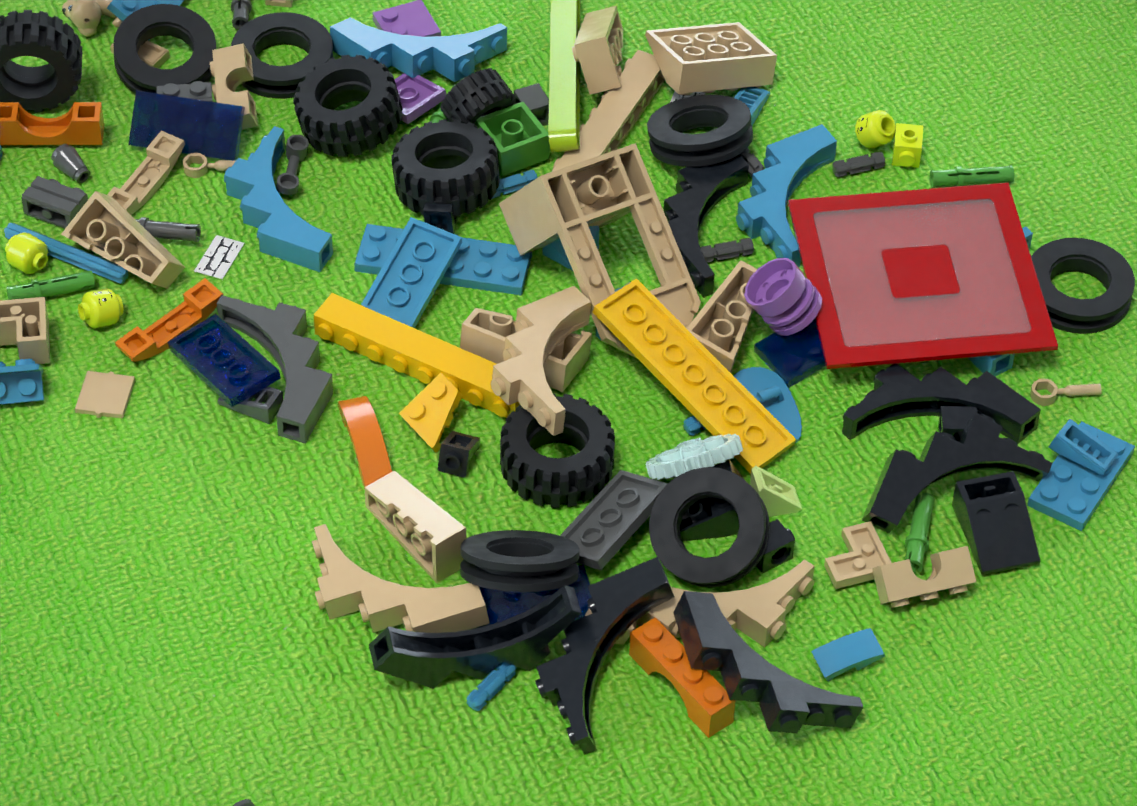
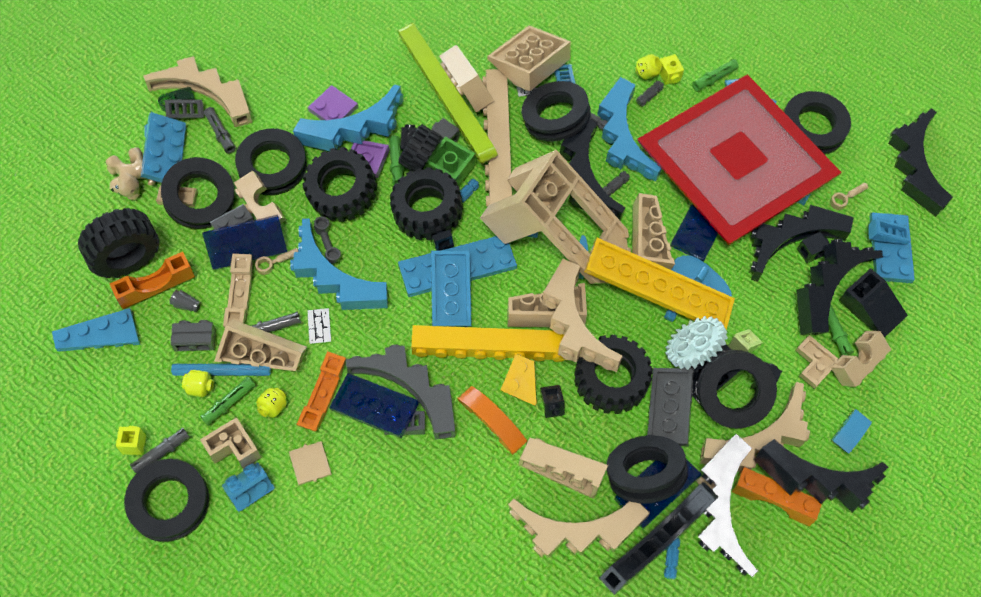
camera: 30 degrees left, 15 degrees up
(783, 296) = (681, 209): medium lavender wheel -> none

